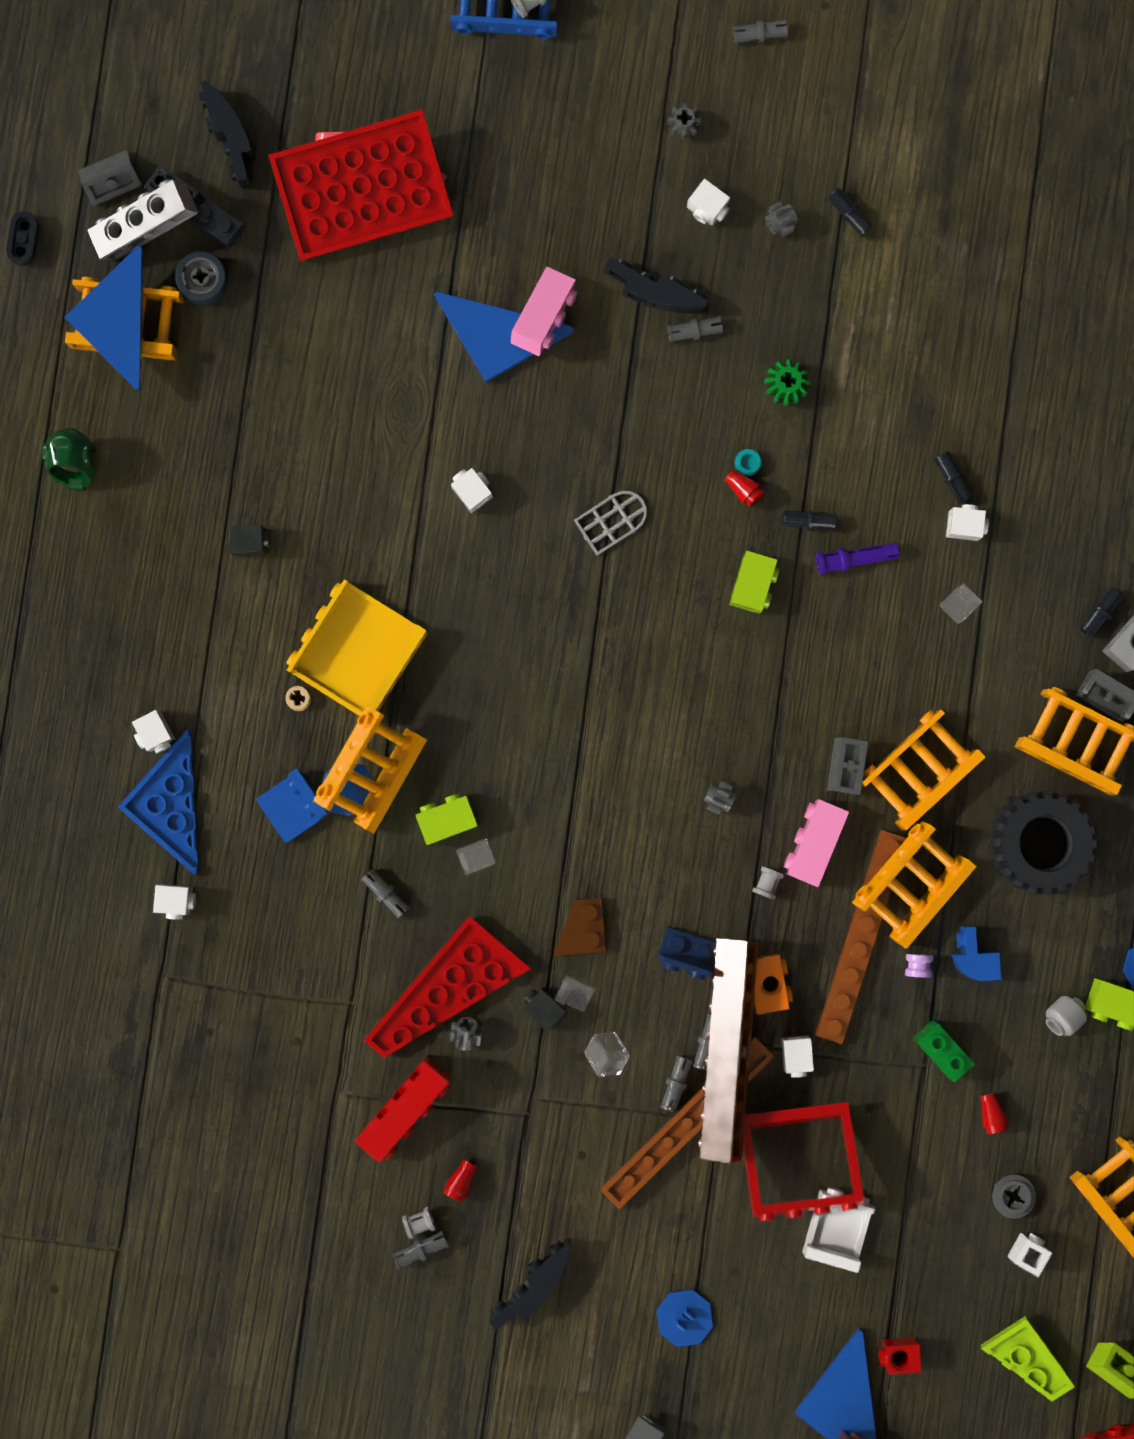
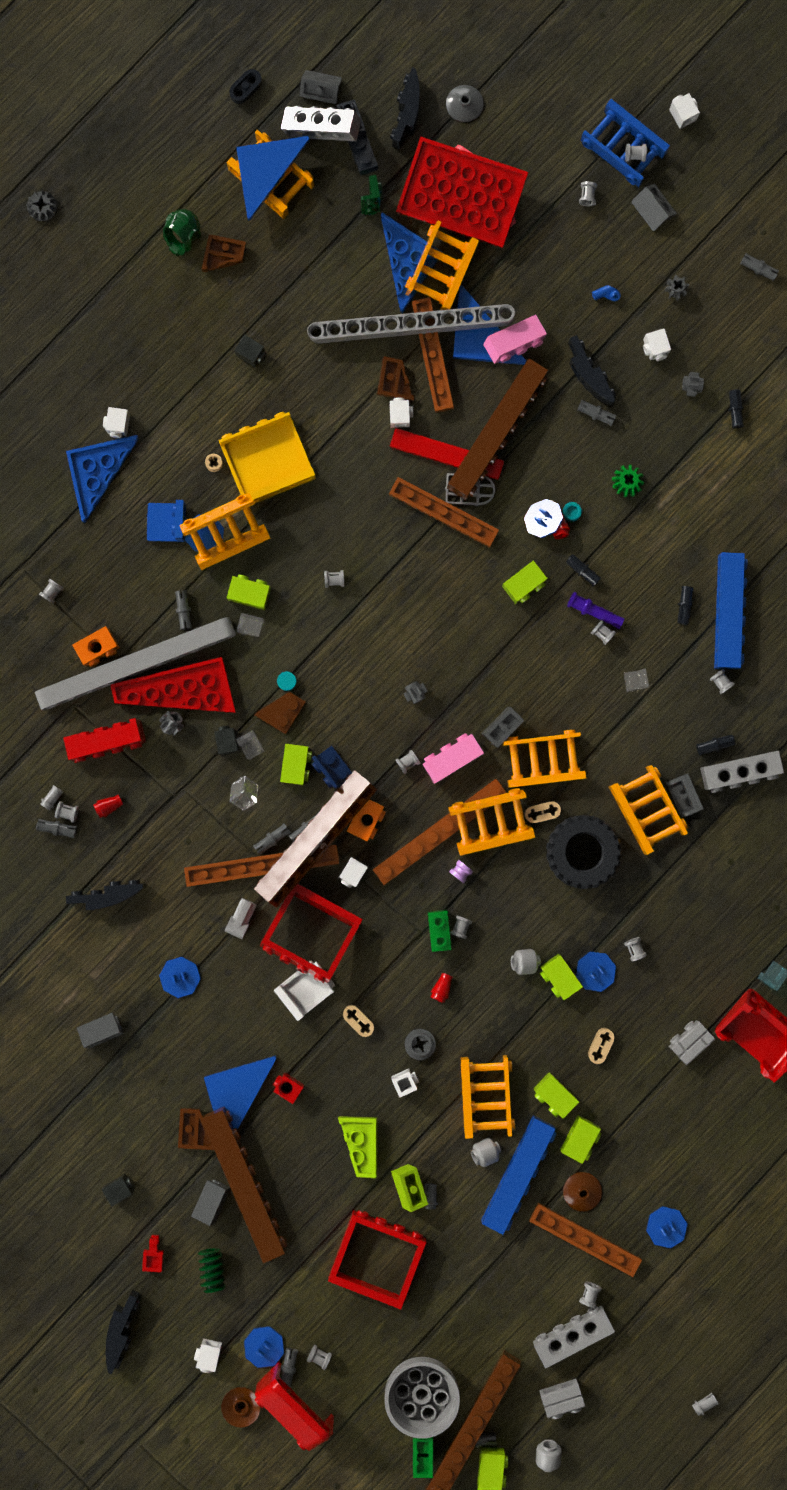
camera: 35 degrees right, 0 degrees up
(134, 449) = (222, 253): none -> reddish brown wing
(174, 900) = (59, 527): white brick -> none
(214, 284) = (336, 190): wheel -> none
(217, 981) = (51, 591): none -> light grey bush
(267, 271) = (371, 203): none -> dark green bracket
(291, 92) = (464, 111): none -> dark grey dish
(303, 1018) = (84, 647): none -> orange brick
(354, 303) = (404, 255): none -> blue tile
(374, 995) = (135, 663): none -> light grey beam
(389, 1219) = (51, 797): none -> light grey pin
(416, 365) = (420, 327): none -> light grey beam
(418, 271) = (459, 265): none -> light orange fence
(436, 456) = (393, 380): none -> reddish brown wing
(460, 395) = (434, 361): none -> dark orange plate
(505, 84) = (588, 193): none -> light grey bush
(533, 733) = (334, 578): none -> light grey bush
(558, 497) = (437, 451): none -> red tile
(562, 889) = (286, 681): none -> teal tile
(590, 47) = (653, 206): none -> dark grey panel
(596, 429) = (497, 429): none -> reddish brown brick
(603, 567) = (443, 512): none -> dark orange plate
(607, 182) = (607, 292): none -> blue arm
(642, 979) = (295, 764): none -> lime brick
(708, 1206) = (240, 920): none -> light grey piece
(722, 493) = (543, 518): none -> piece
(883, 575) = (603, 632): none -> light grey bush
(924, 1226) = (355, 1024): none -> tan beam
(956, 826) = (541, 807): none -> tan beam
(964, 1028) = (461, 927): none -> light grey bush
(967, 523) = (674, 637): white brick -> none
(975, 964) = (493, 894): blue brick -> none
(1008, 448) = (730, 611): none -> blue brick
(1057, 535) = (722, 681): none -> light grey bush

